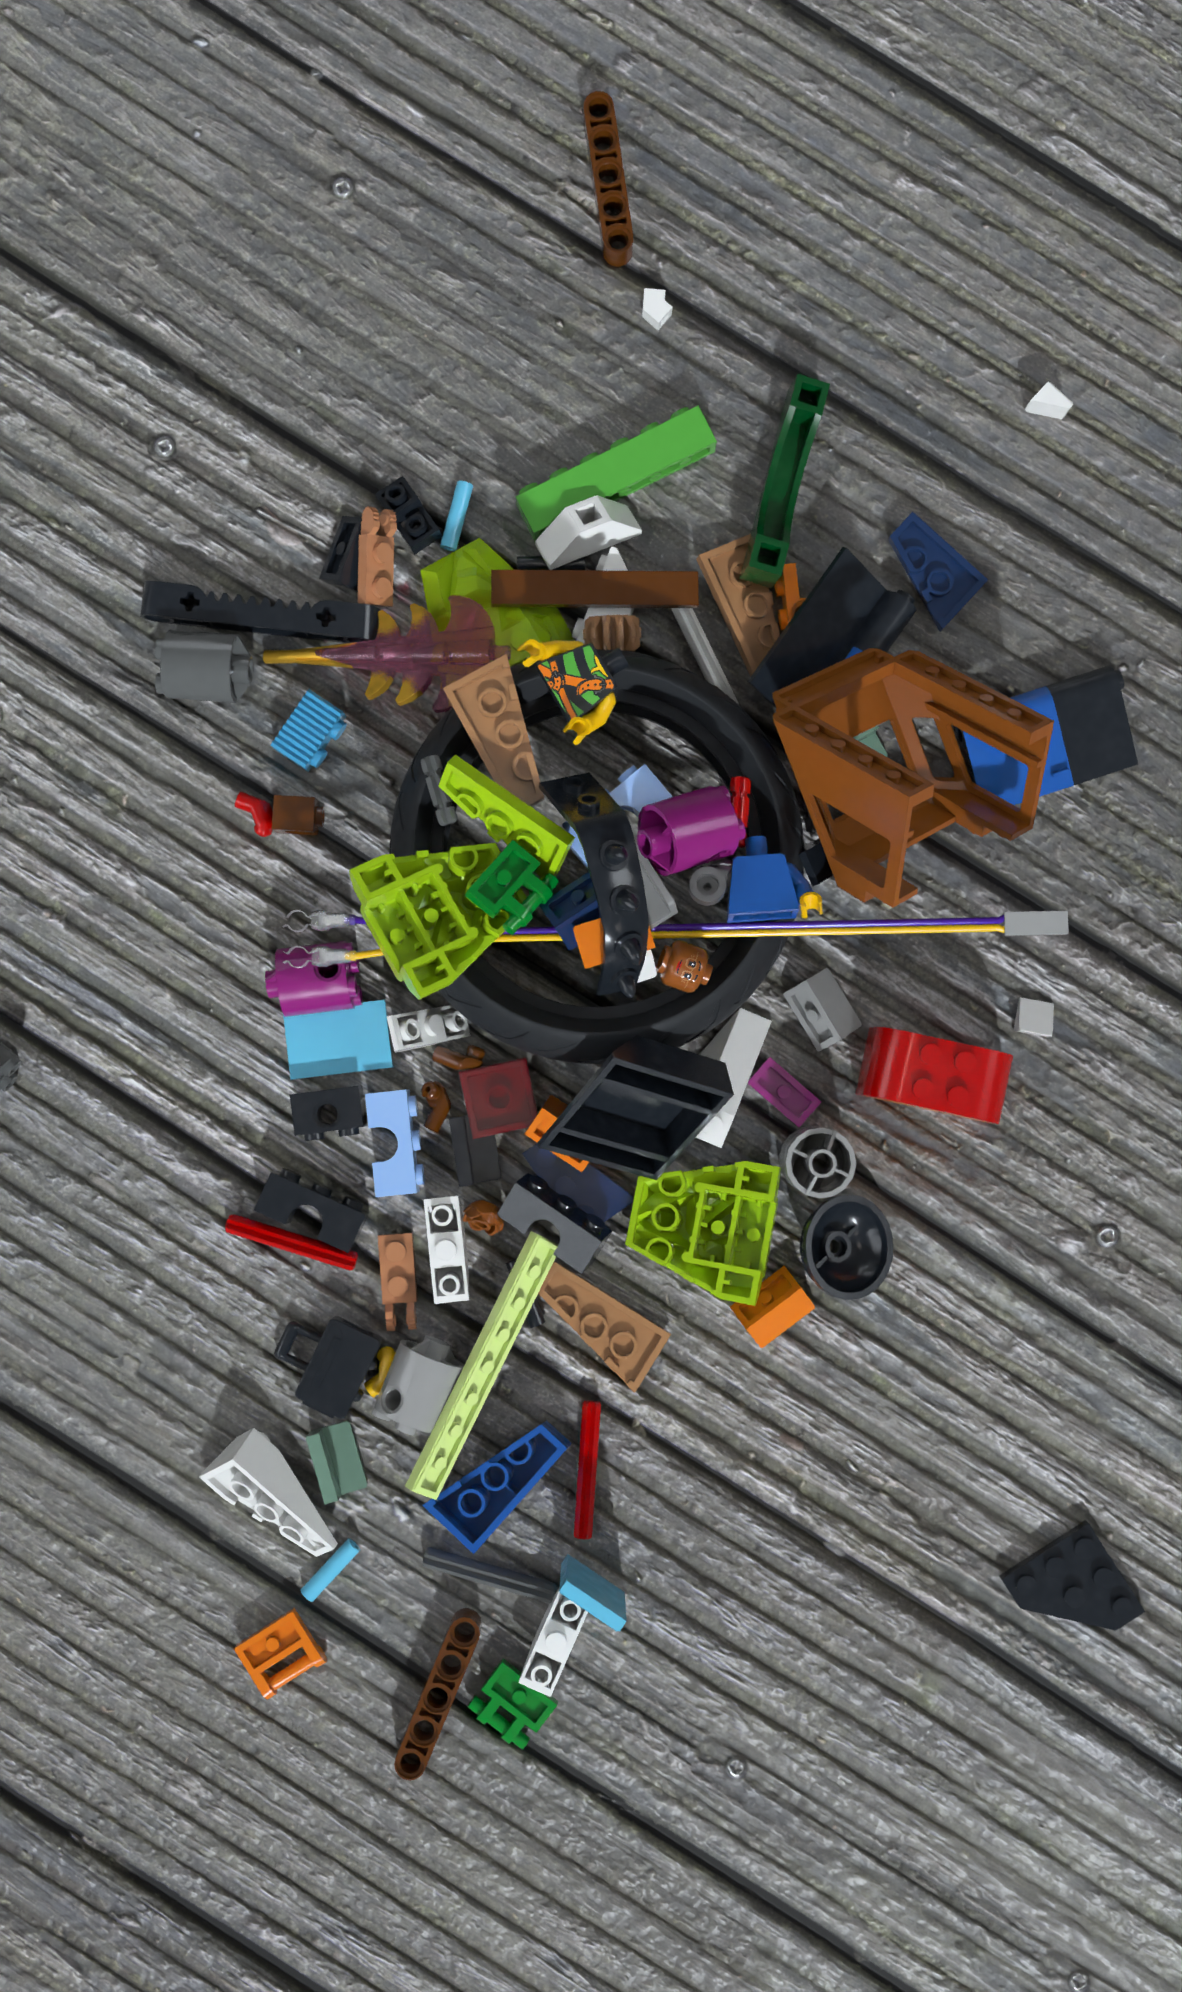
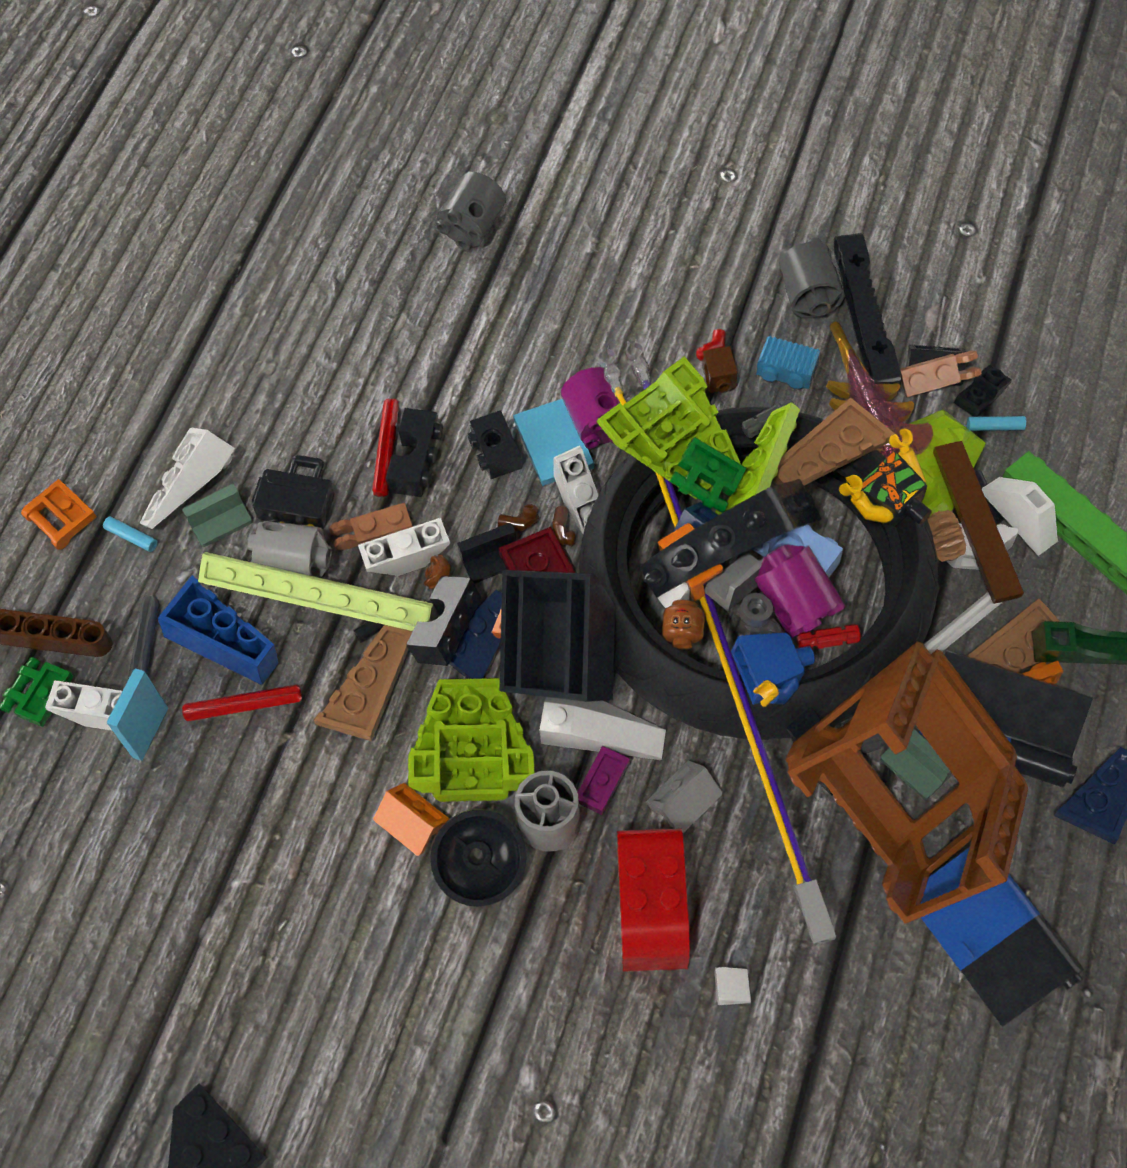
camera: 80 degrees right, 25 degrees down
(401, 1172) = (462, 505): light blue arch -> none

